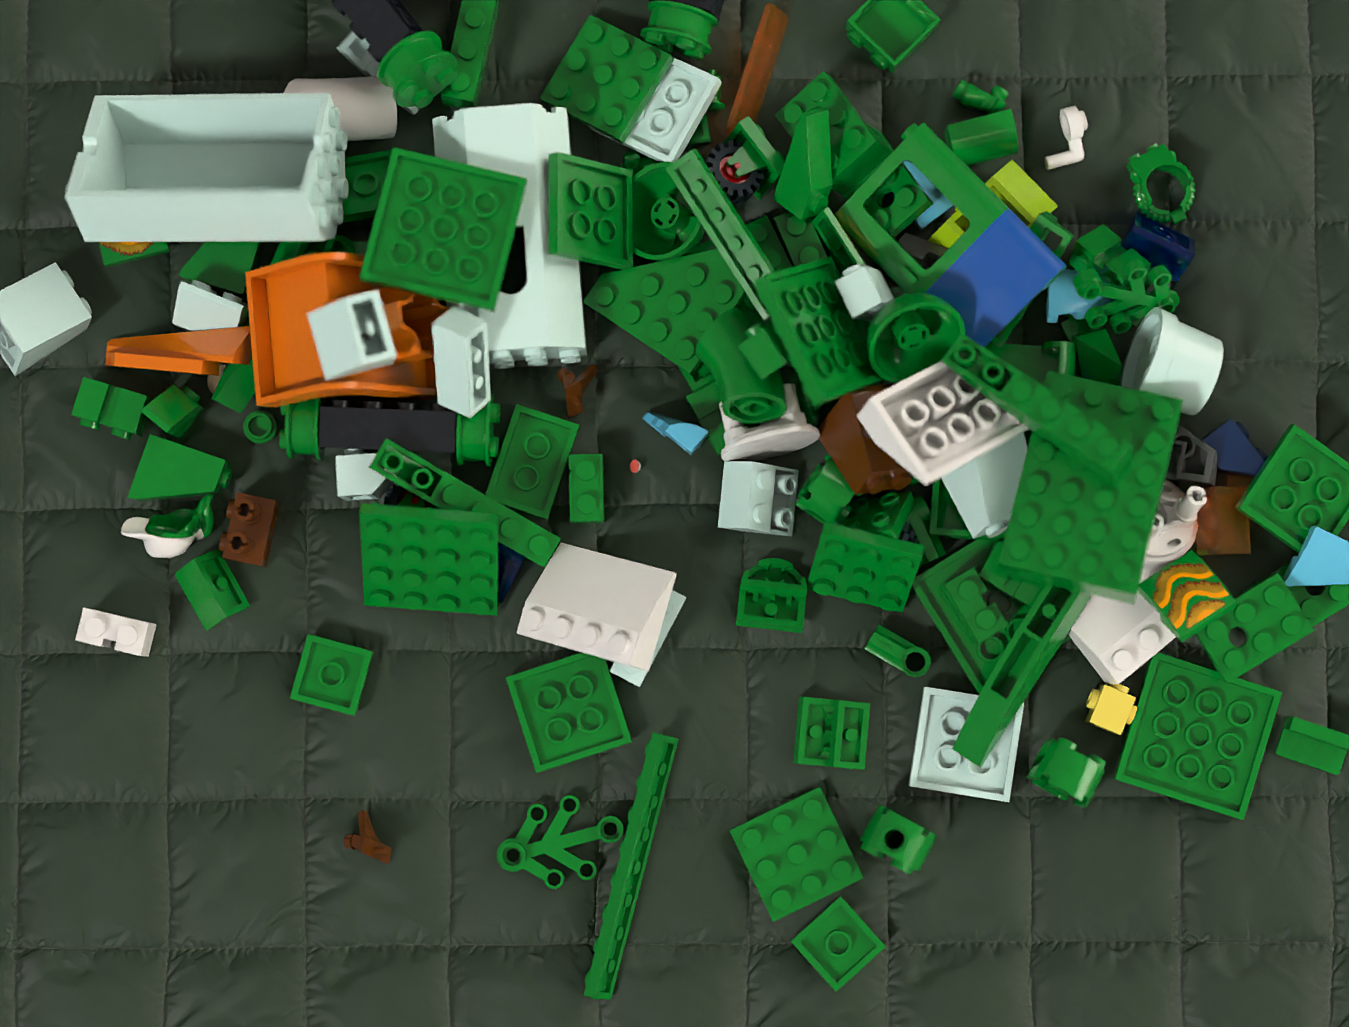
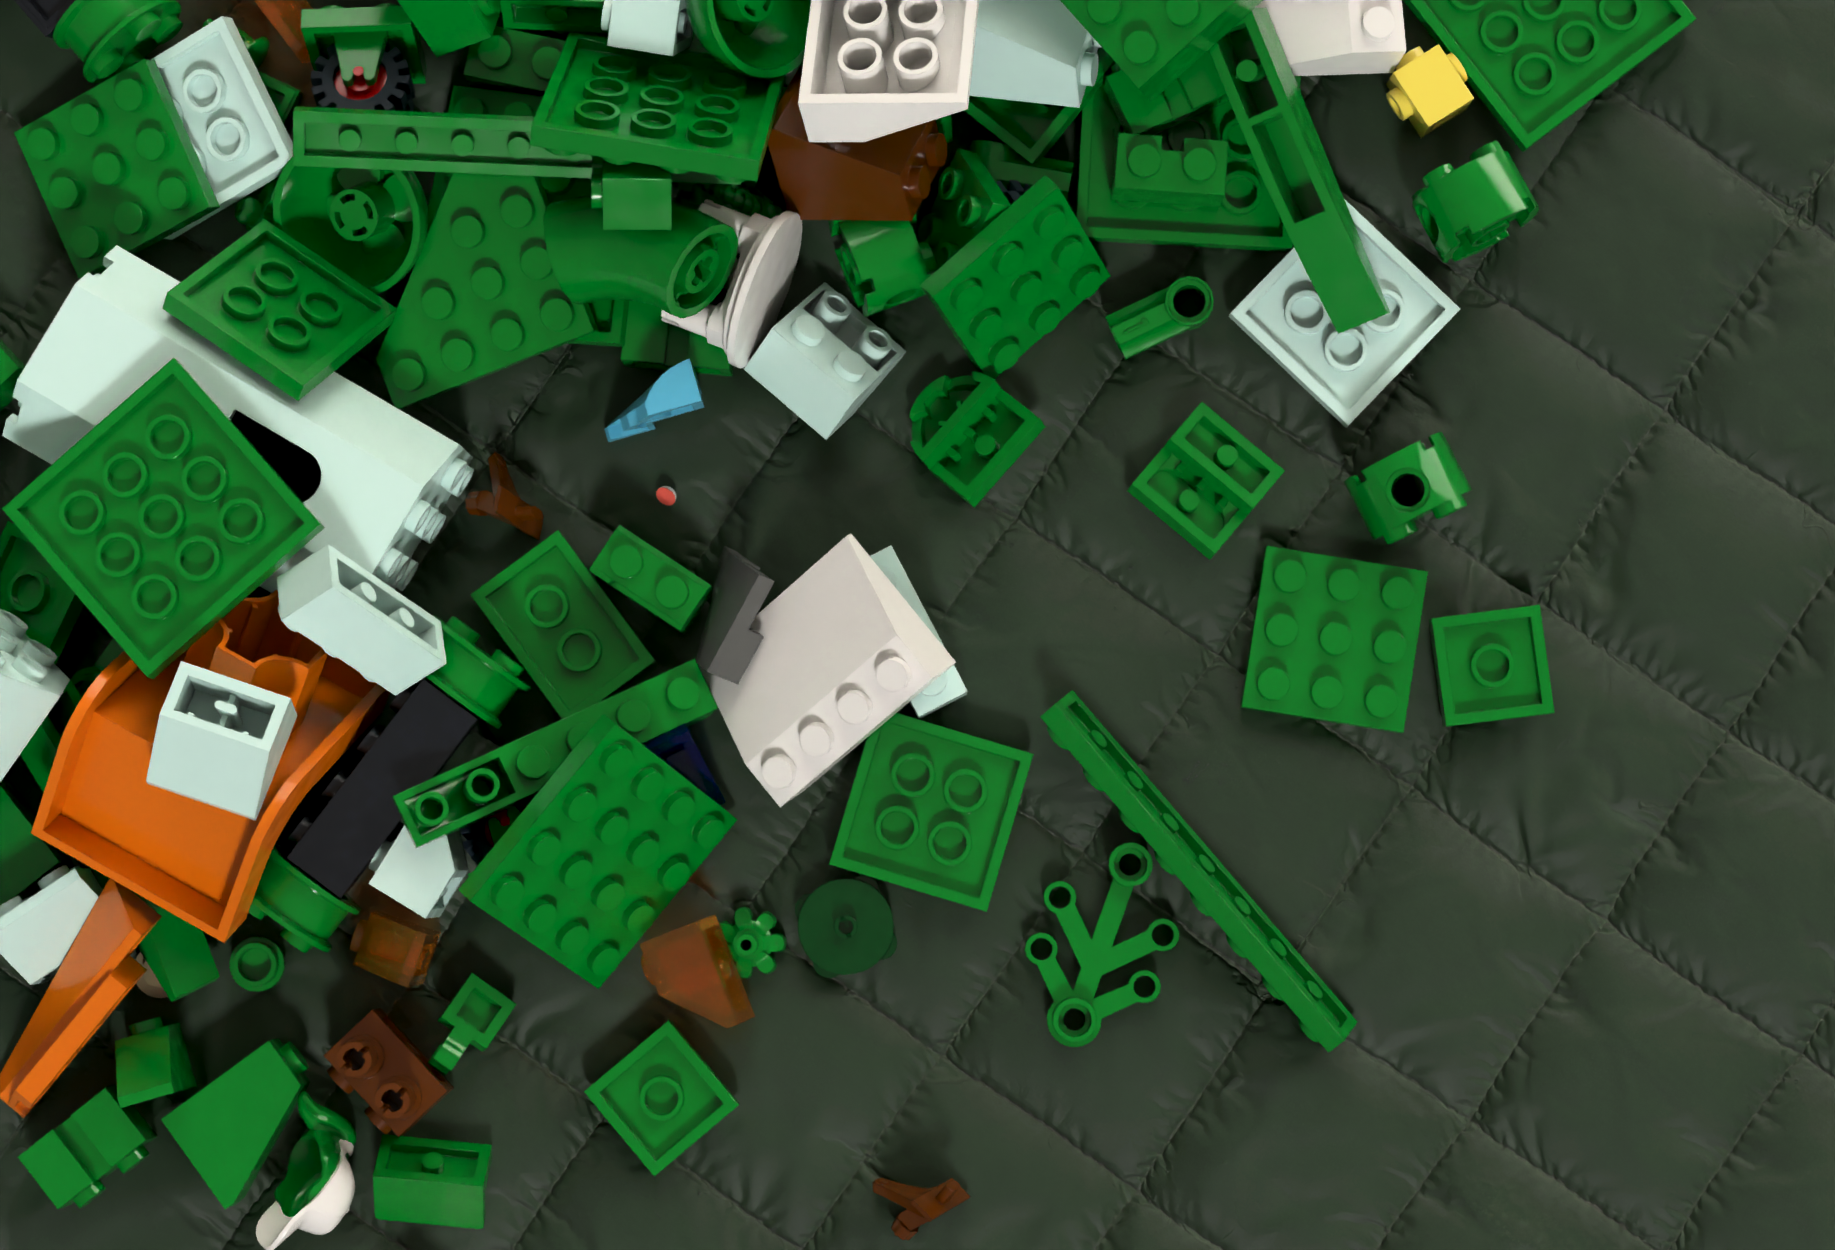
camera: 55 degrees left, 0 degrees up
(306, 553) = (473, 1019): none -> green plate
(313, 490) = (394, 948): none -> clear orange slope
(406, 649) = (697, 972): none -> clear orange slope
(445, 667) = (761, 940): none -> green plant
(480, 707) = (845, 926): none -> dark green piece
(606, 538) = (736, 599): none -> dark grey slope

